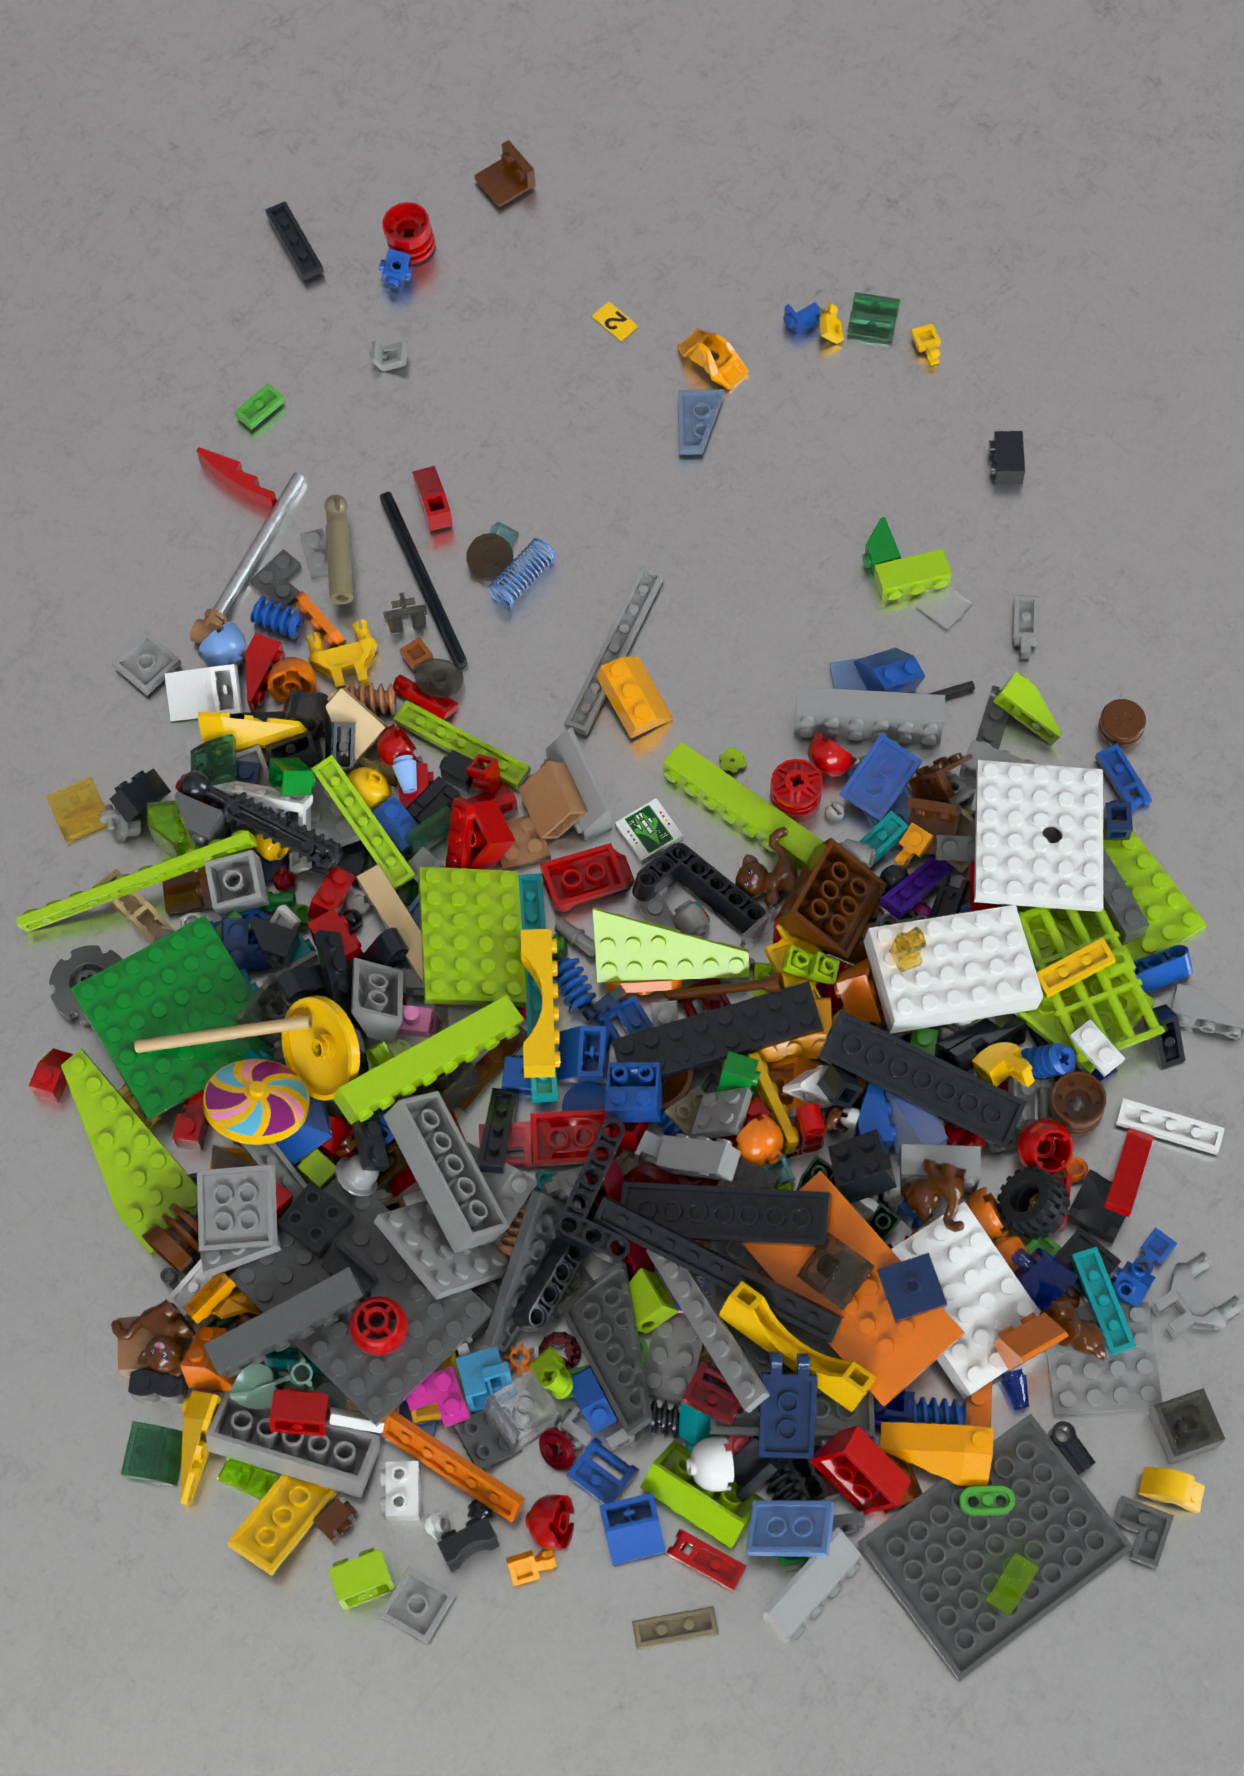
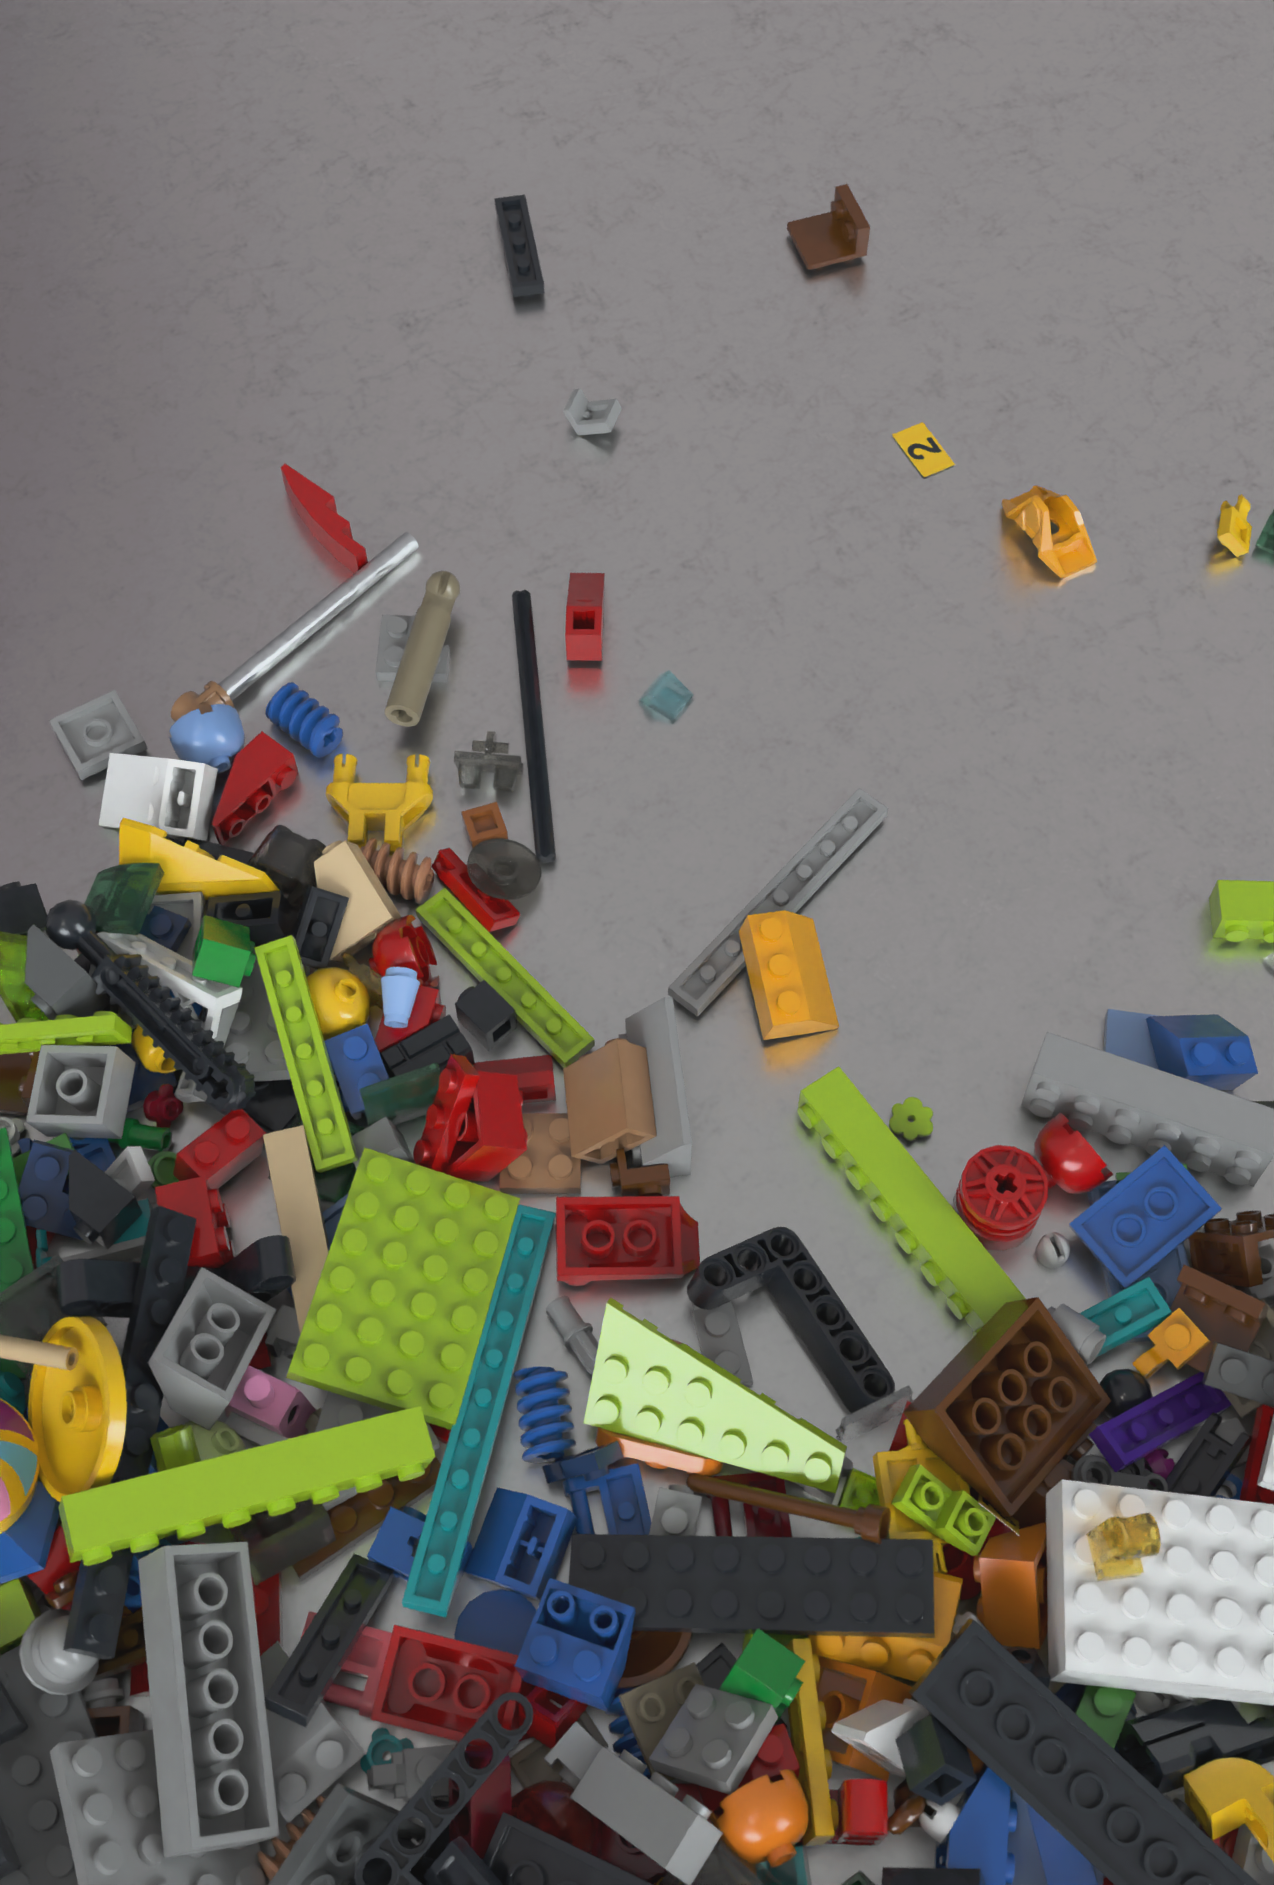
camera: 15 degrees right, 5 degrees down
(259, 406) = (392, 436): bright green plate -> none
(273, 579) = (322, 666): dark grey plate -> none
(289, 675) = (290, 804): orange cylinder -> none
(319, 620) = (363, 740): orange plate -> none
(353, 916) = (239, 1195): black hinge -> none
(356, 901) = (255, 1177): white tile -> none
(395, 268) = (639, 307): blue brick -> none
(409, 231) = (673, 267): red wheel -> none
(484, 778) = (519, 1037): red leg -> none
(489, 556) = (639, 716): dark brown tile -> none
(539, 555) = (643, 774): medium blue piece -> none
(539, 1047) = (441, 1518): yellow arch -> none
(561, 946) = (541, 1340): bright green plate -> none
(584, 841) = (639, 1181): none -> reddish brown bracket
(648, 830) = (747, 1193): tile -> none
(691, 918) = (770, 1360): light grey head -> none
(696, 418) = (1002, 603): sand blue wing -> none
(756, 880) = (894, 1326): reddish brown animal -> none
(803, 319) = (1196, 508): blue bracket -> none
(880, 546) = (1232, 855): green slope -> none

